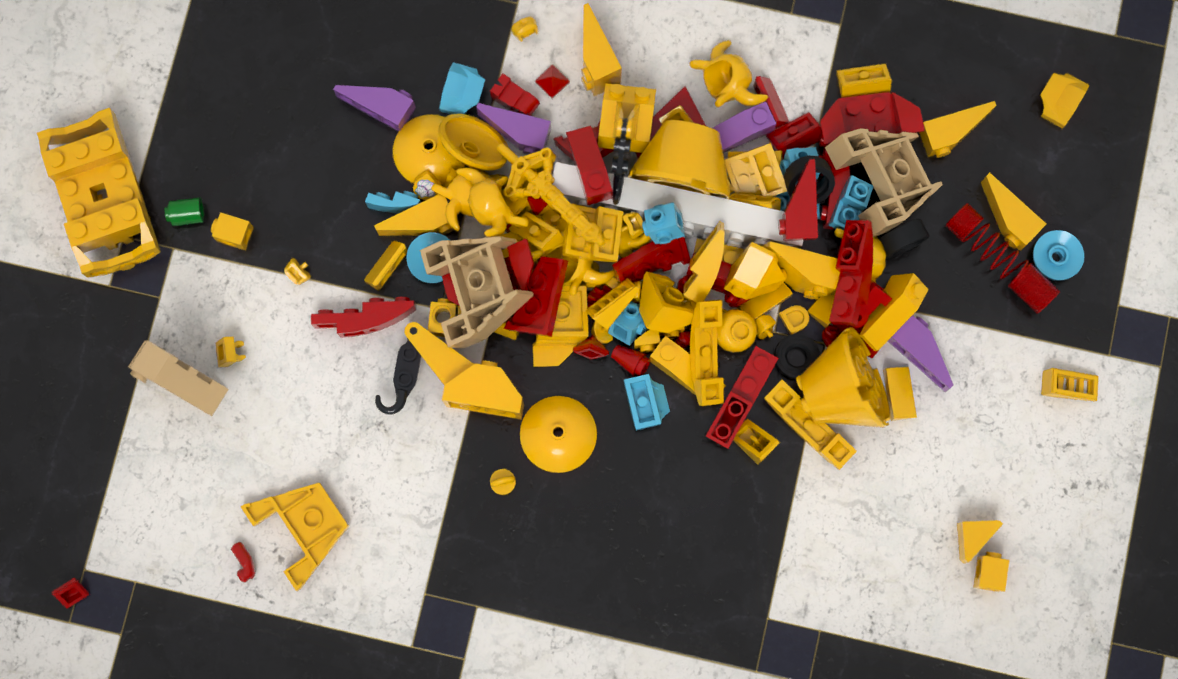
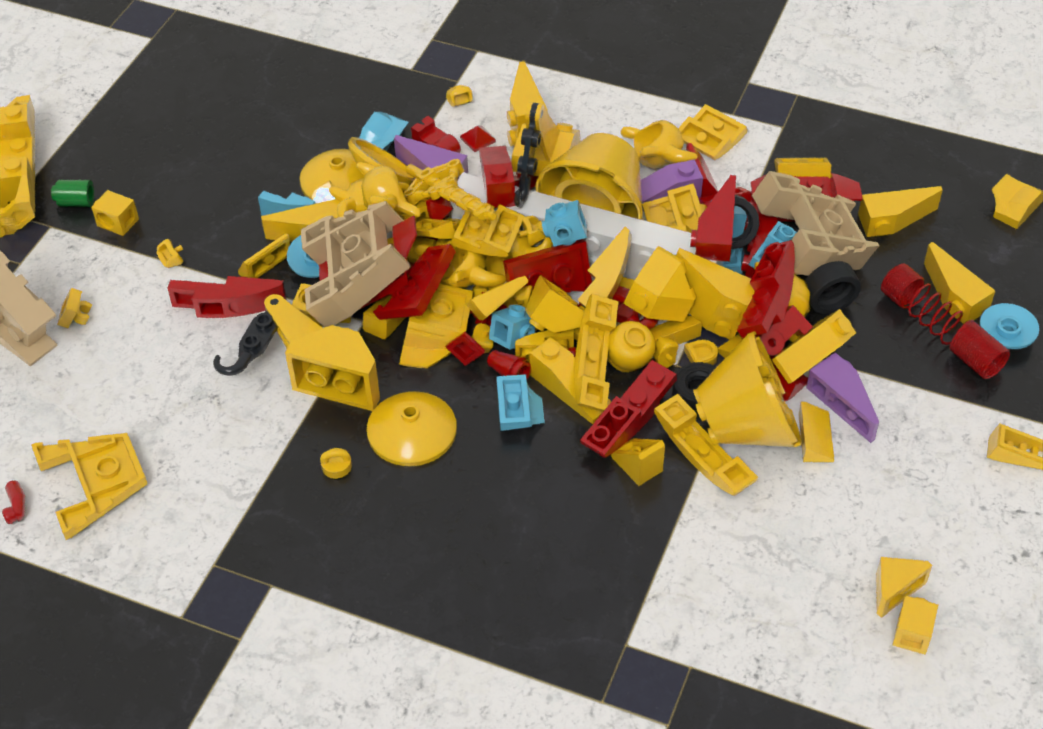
camera: 10 degrees right, 30 degrees down
(383, 104) = (297, 132): medium lavender slope -> none
(773, 46) = (712, 132): none -> yellow slope

